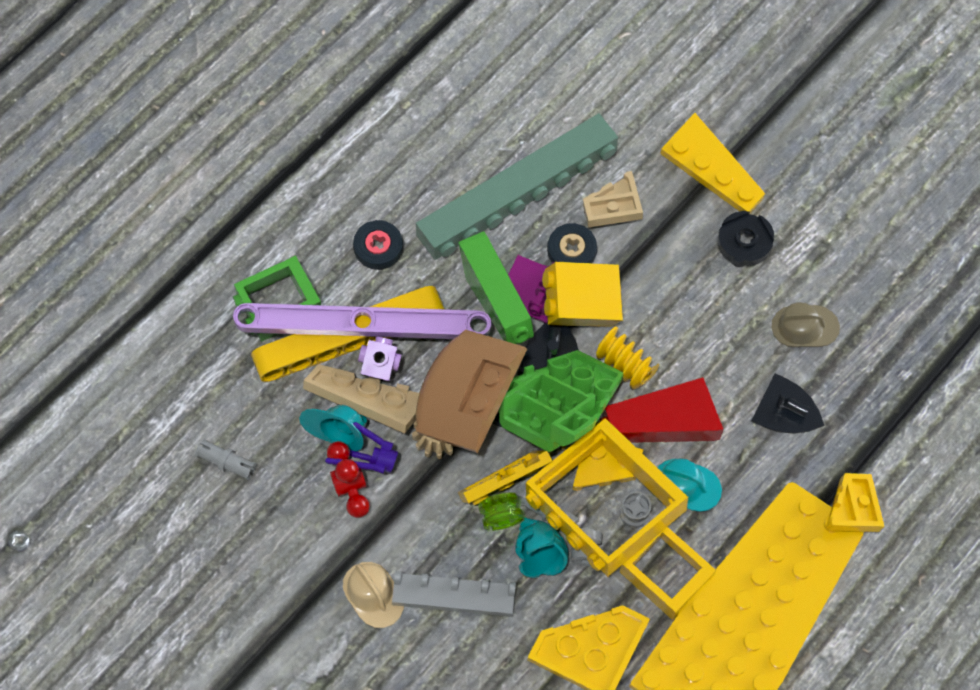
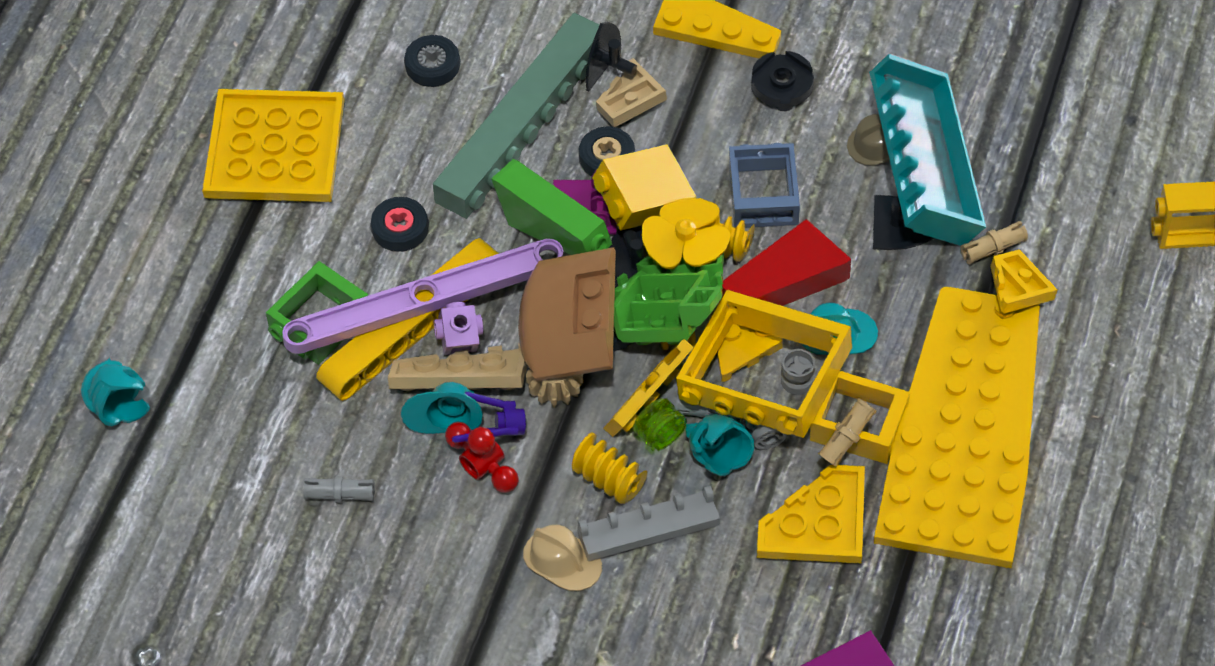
camera: 20 degrees left, 10 degrees down
(88, 303) = (111, 392): none -> teal helmet
(310, 136) = (274, 145): none -> yellow plate
(439, 533) = (606, 471): none -> yellow piece
(475, 98) = (432, 48): none -> black bush
(587, 351) = (679, 233): none -> yellow piece
(608, 159) = (606, 52): none -> black shield
(645, 587) = (847, 432): none -> tan pin
(676, 353) = (764, 210): none -> sand blue window
(832, 356) = (927, 150): none -> teal window
(853, 458) = (994, 242): none -> tan pin

